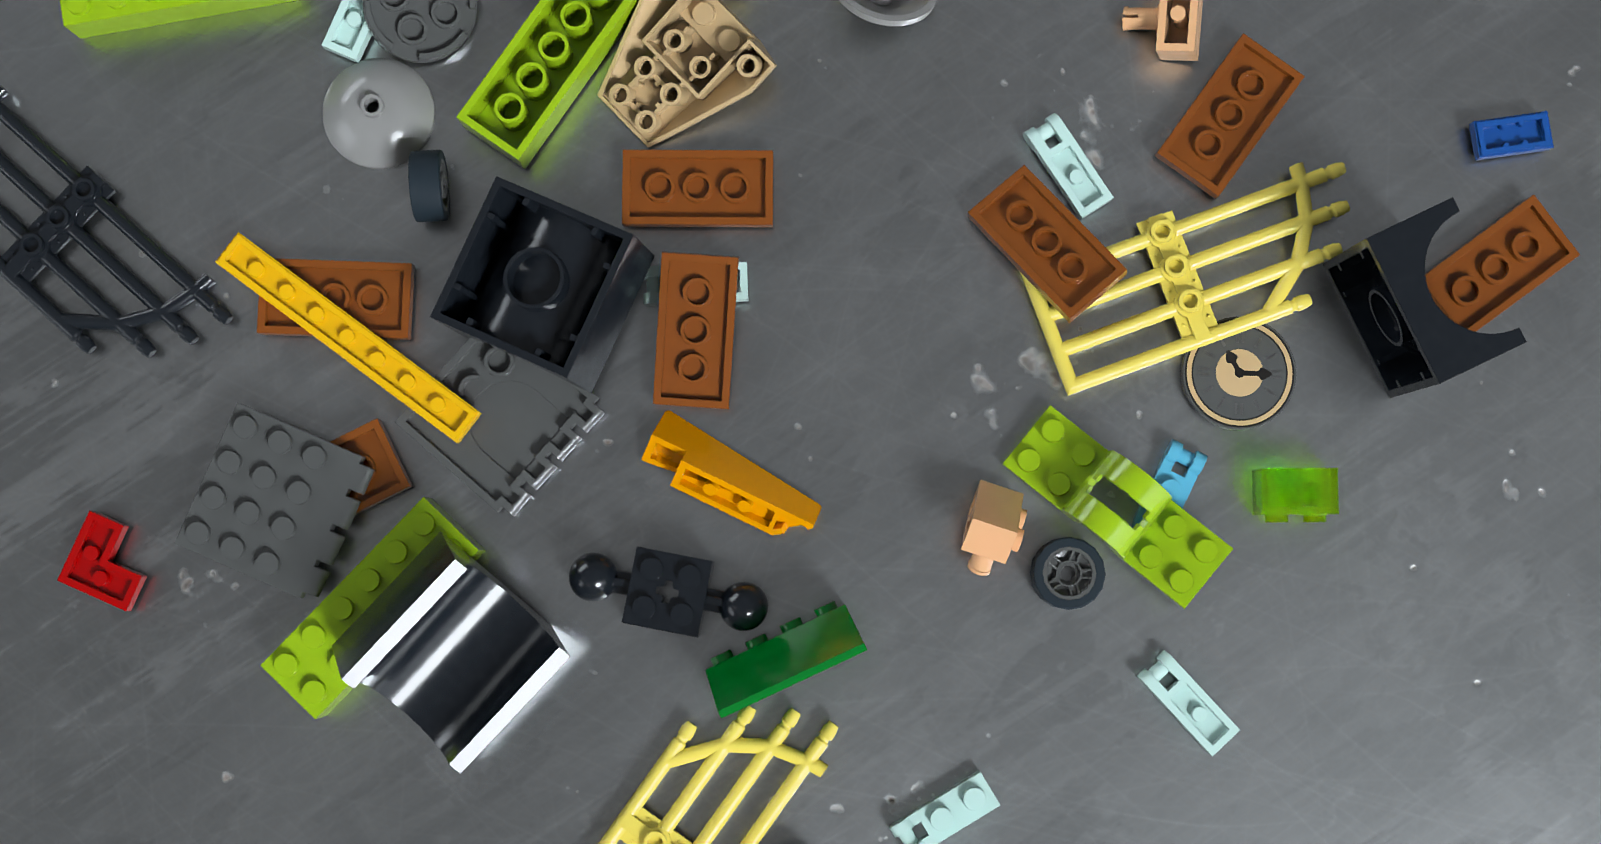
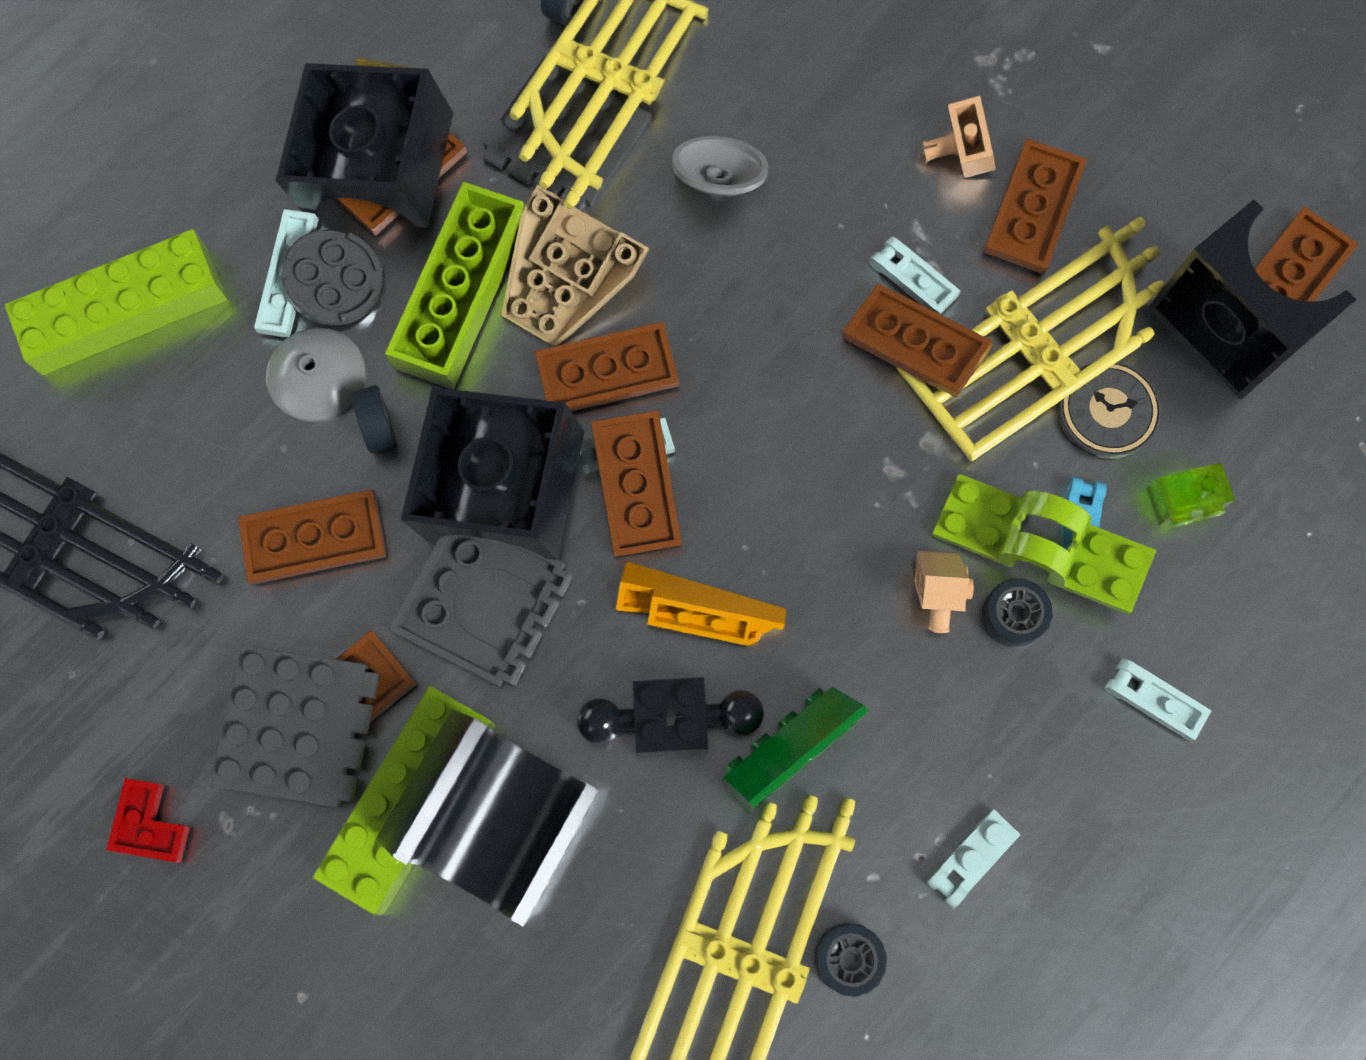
camera: 15 degrees left, 10 degrees down
(348, 337) = (331, 565): yellow tile -> none
(1511, 135) = (1268, 167): blue plate -> none

